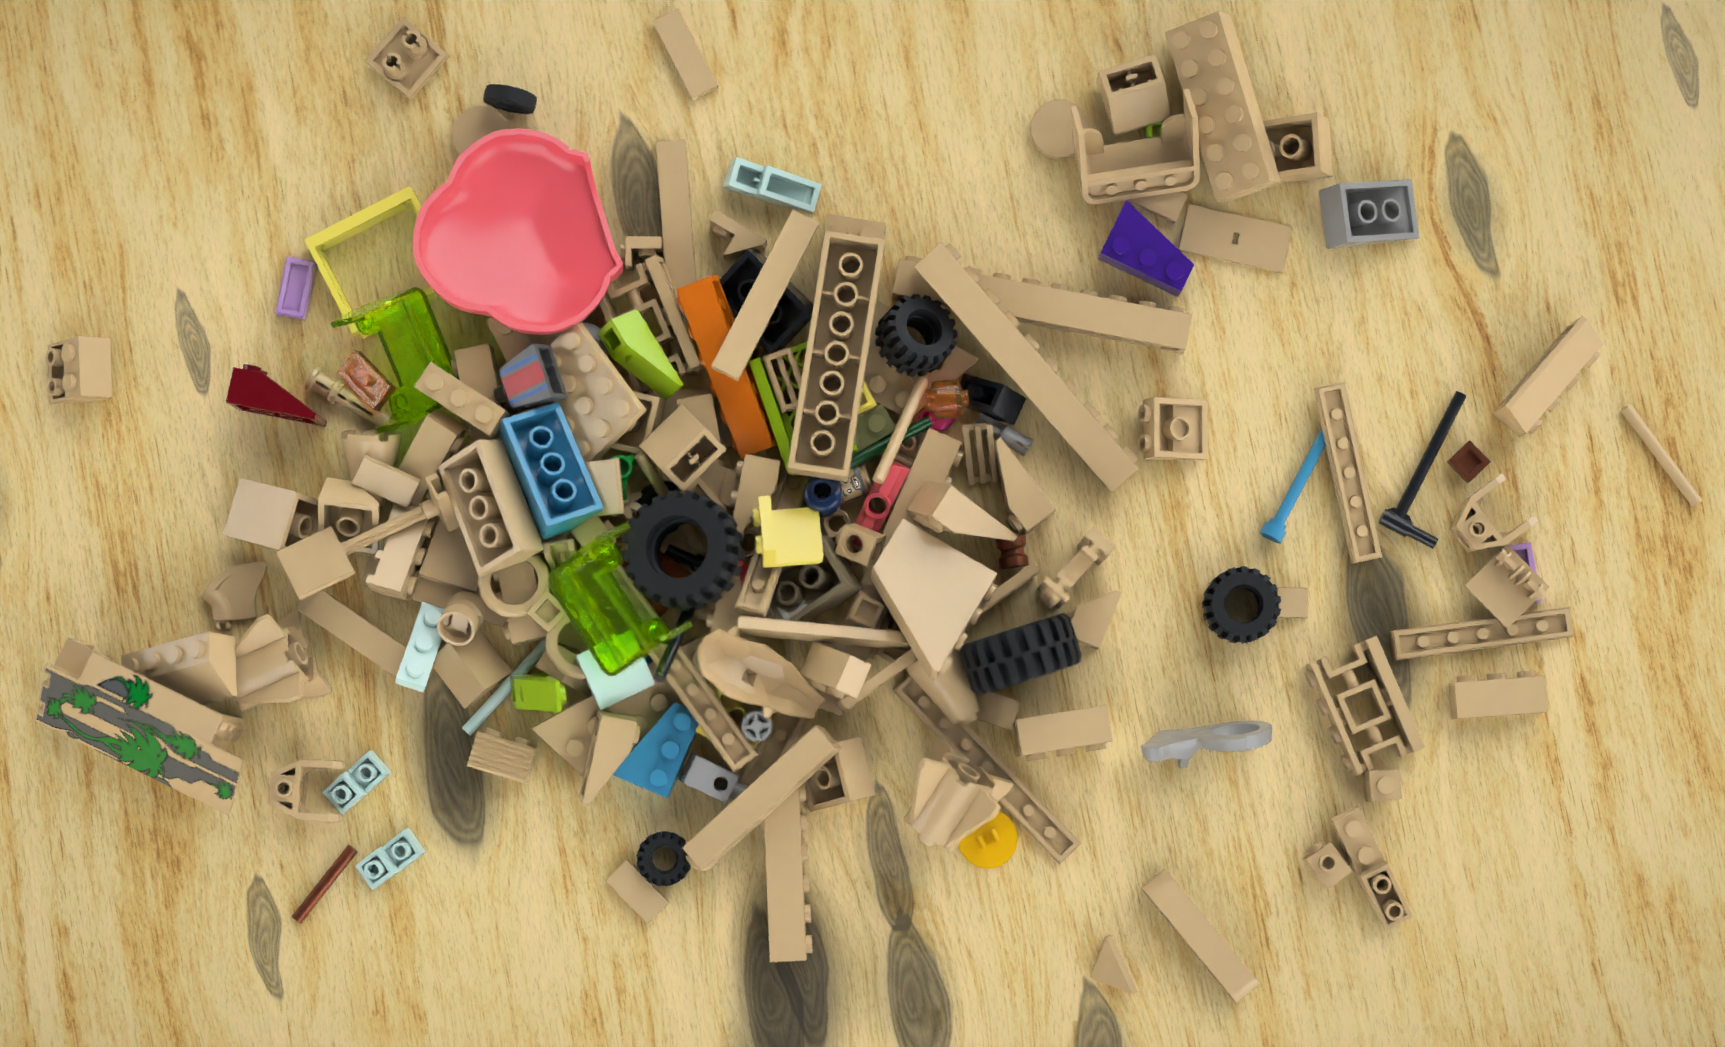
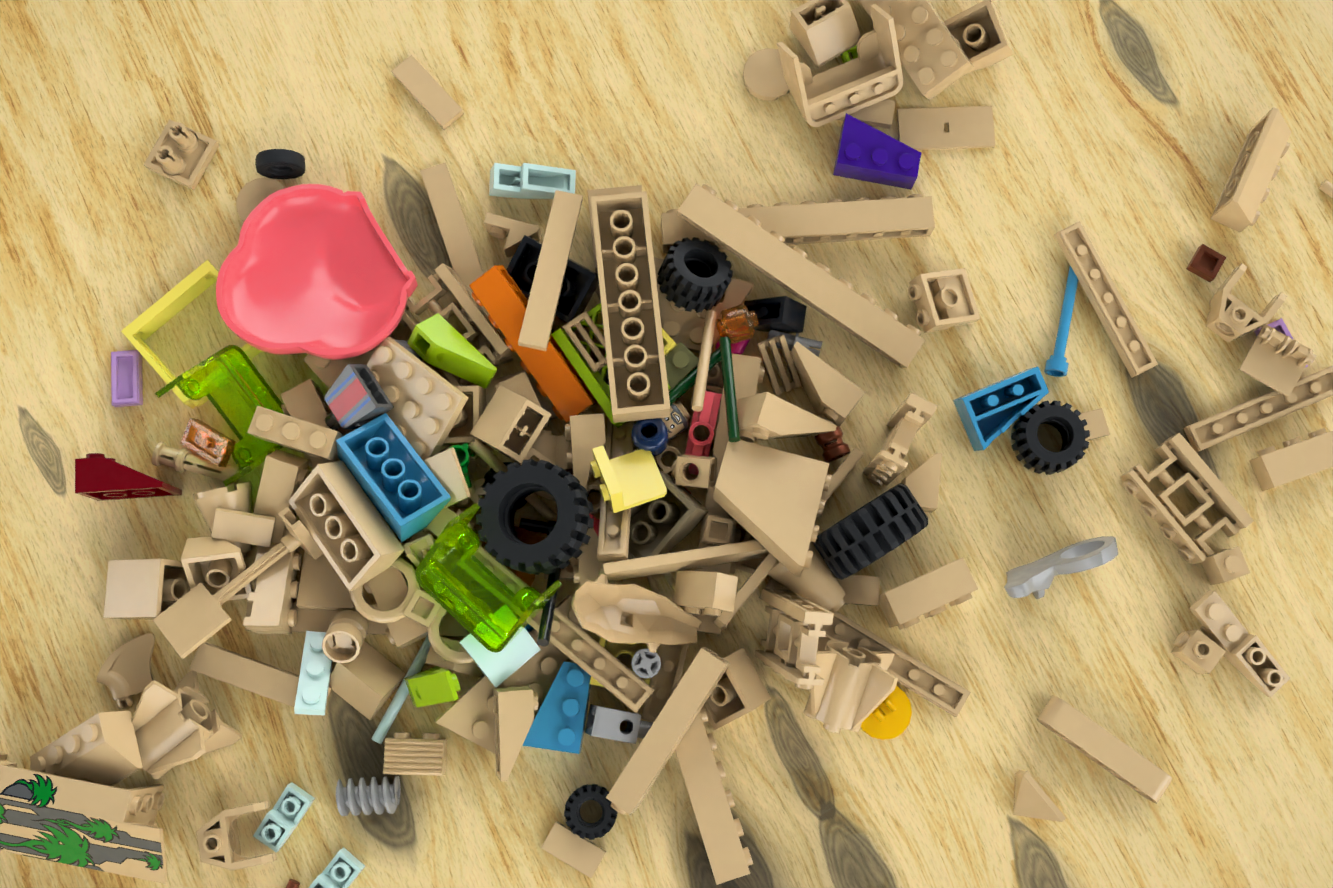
camera: 20 degrees left, 5 degrees down
(446, 784) = (369, 797): none -> light grey piece
(643, 245) = (428, 262): tan bracket -> none
(910, 738) = (793, 637): none -> tan fence
(917, 468) = (729, 389): none -> dark green bar
(1196, 556) = (998, 405): none -> dark azure wedge
(1368, 213) = (1053, 77): light grey slope -> none
(1397, 518) = (1159, 327): black bar -> none

